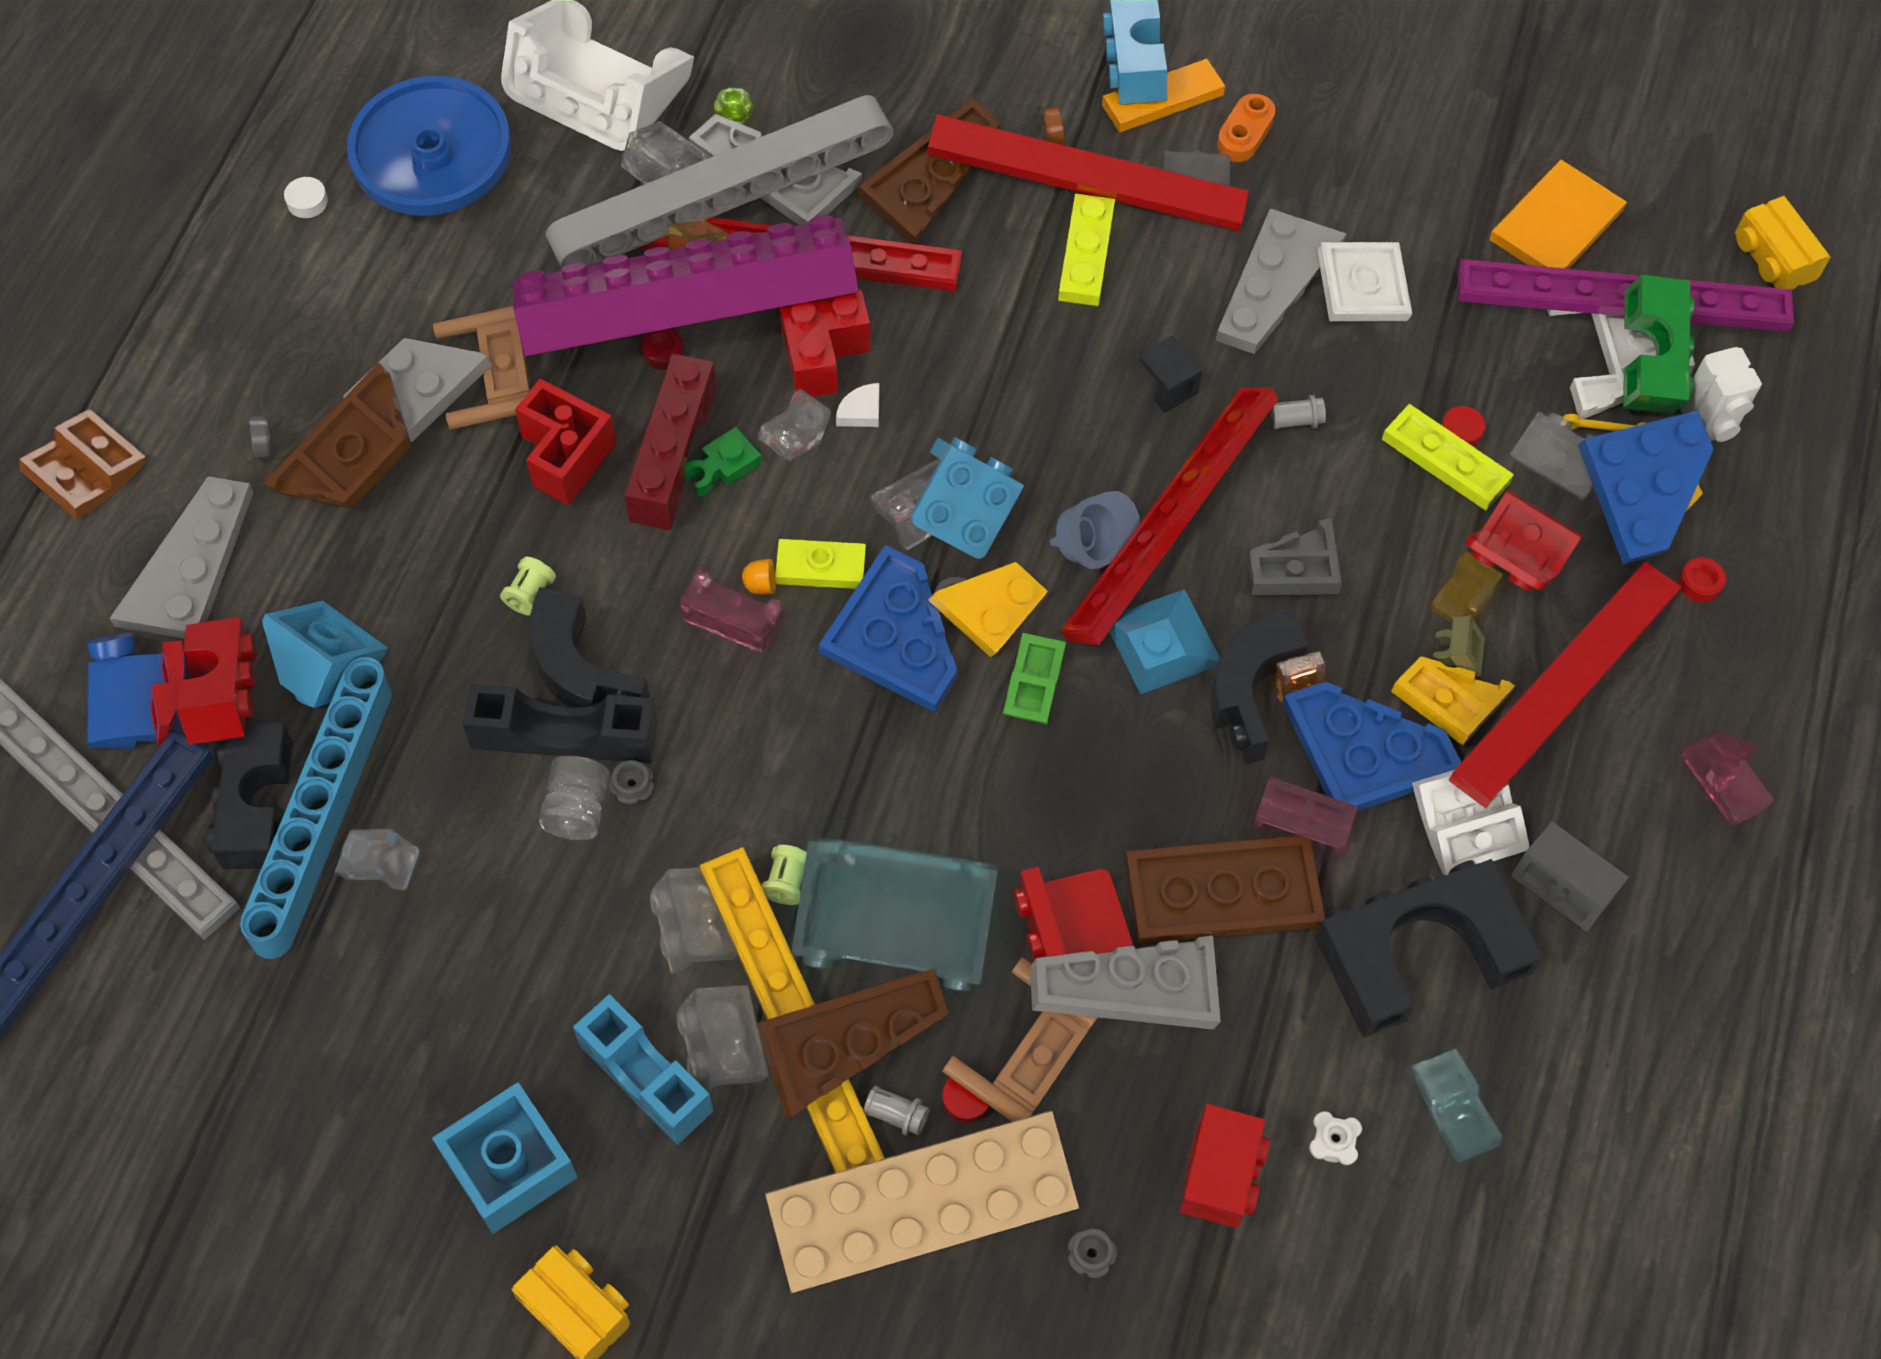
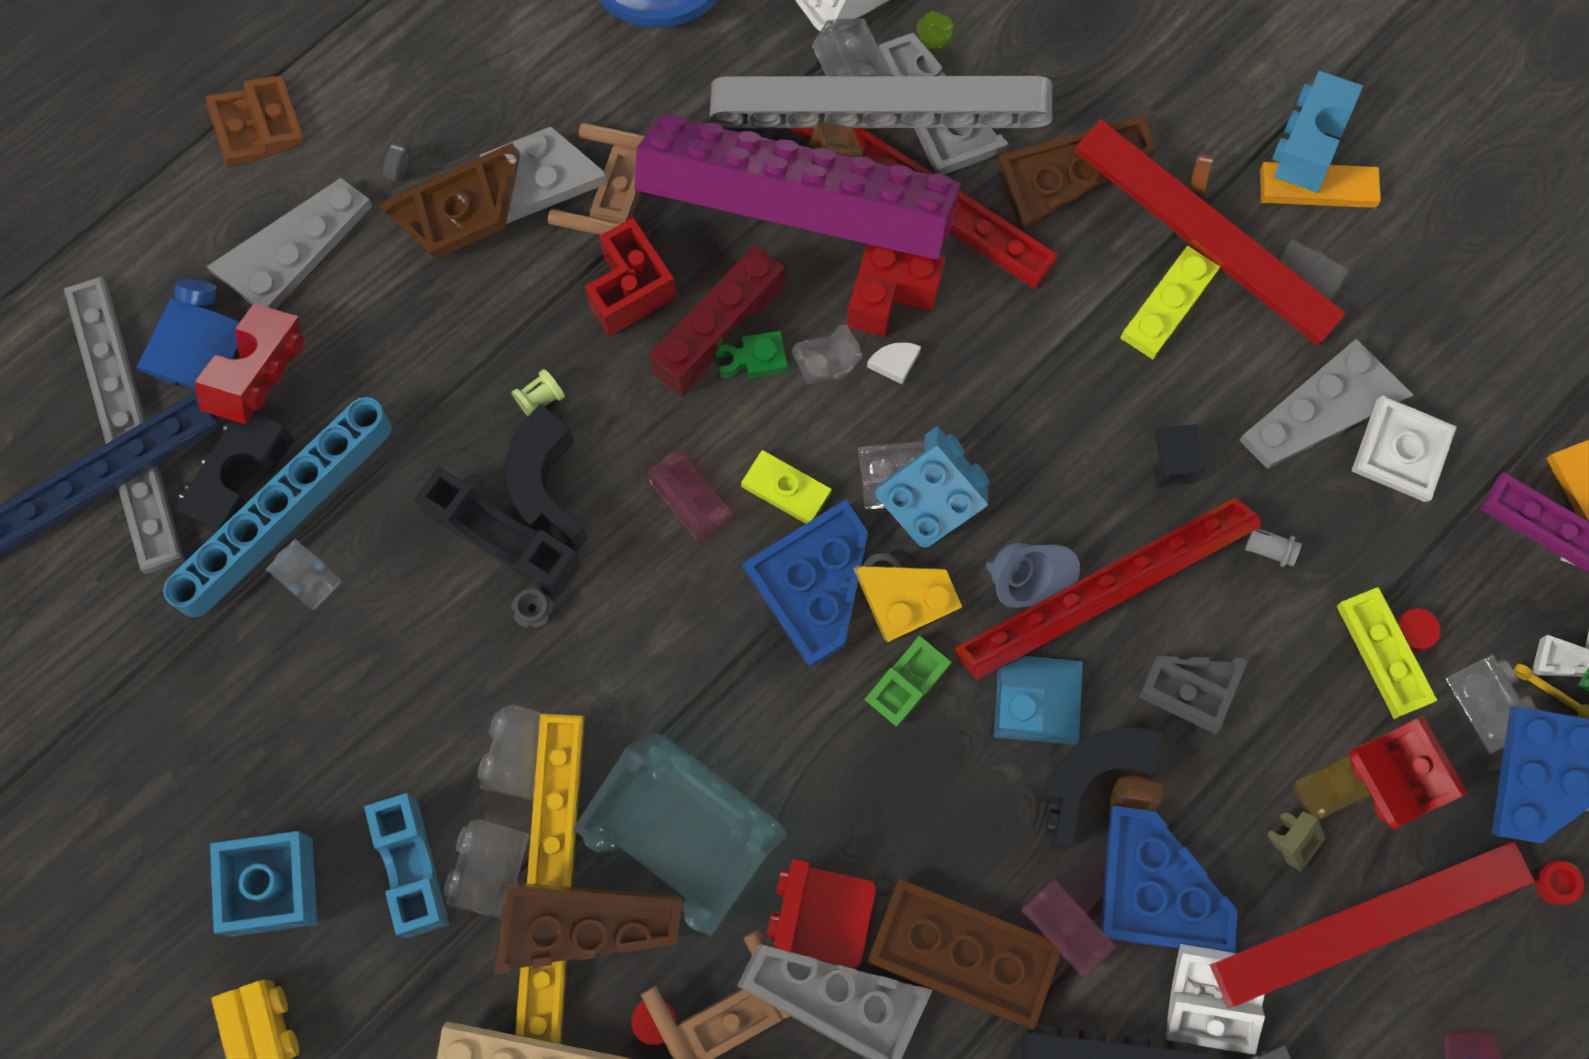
camera: 30 degrees right, 10 degrees up
(165, 696) = (221, 346): red slope -> none
(314, 647) = (345, 367): dark azure slope -> none
(574, 798) = (474, 603): clear wheel -> none
(659, 346) = (758, 232): dark red tile -> none
(760, 577) = (728, 476): light orange hinge -> none
(785, 875) = (608, 751): yellowish green bush -> none
(896, 1110) = (591, 1004): light grey pin -> none
(1251, 122) = (1381, 247): orange plate -> none
(1450, 696) = (1262, 880): yellow wing -> none

